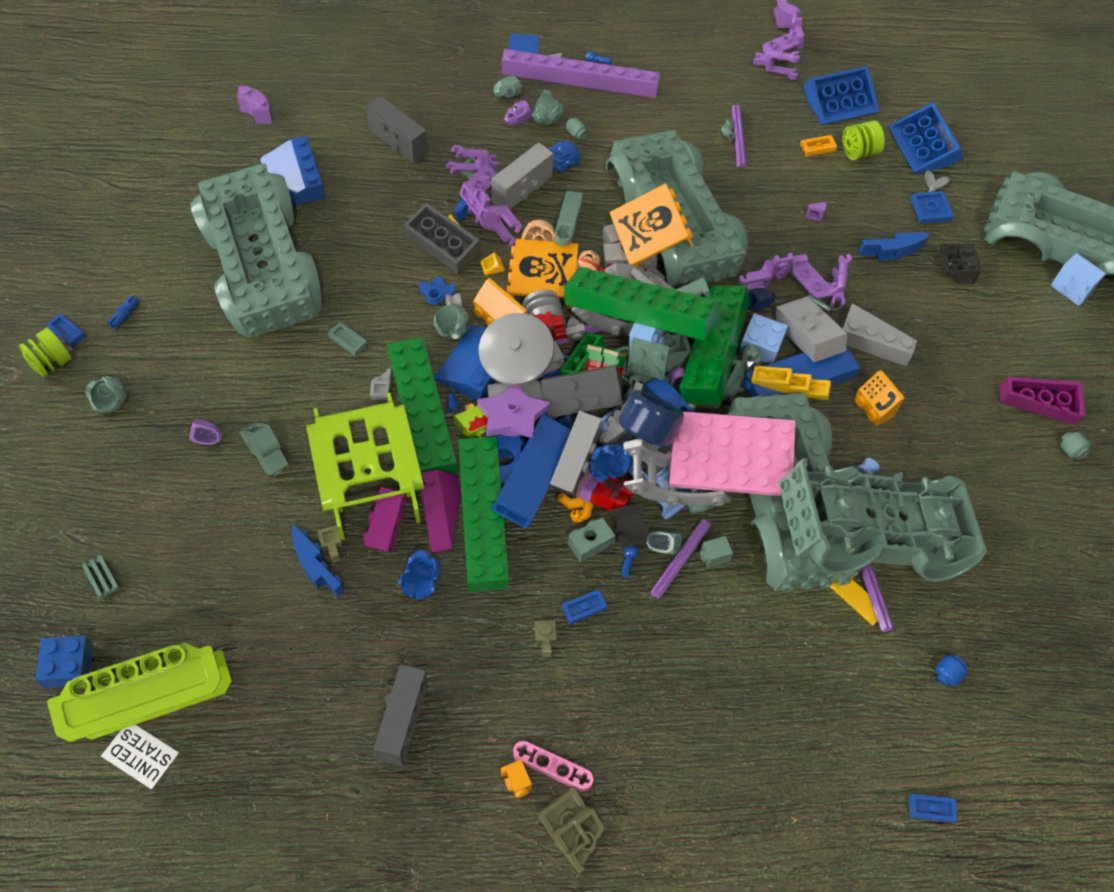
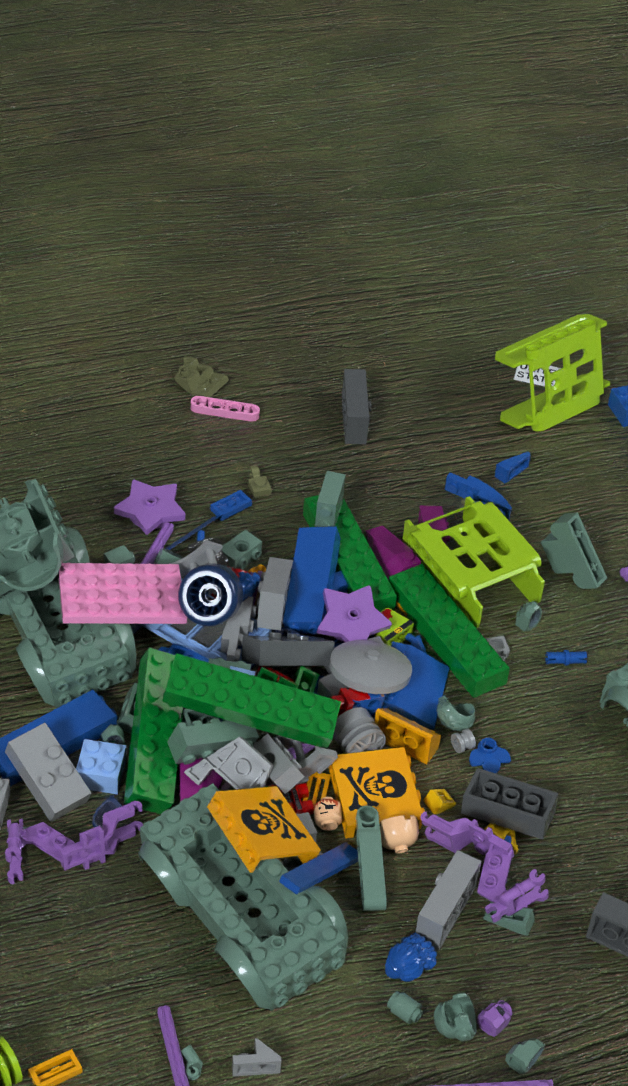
camera: 165 degrees right, 15 degrees down
(256, 596) = (512, 467): none -> blue slope
(311, 361) = (566, 657): none -> blue pin
(336, 402) = (528, 616): none -> sand green rock
(347, 339) = (556, 688): sand green tile -> none
(420, 575) = (382, 499): blue hair -> none
(491, 535) = (330, 500): none -> sand green brick
(517, 779) = (251, 393): light orange brick -> none
(612, 201) = (319, 868): none -> blue tile
(633, 577) = (192, 532): none -> blue sticker
(669, 632) = (150, 506): none -> medium lavender plate
(683, 117) = (261, 1062): none -> light grey slope
(788, 382) = (63, 706): yellow slope -> none
(816, 211) = (52, 953): medium lavender slope -> none

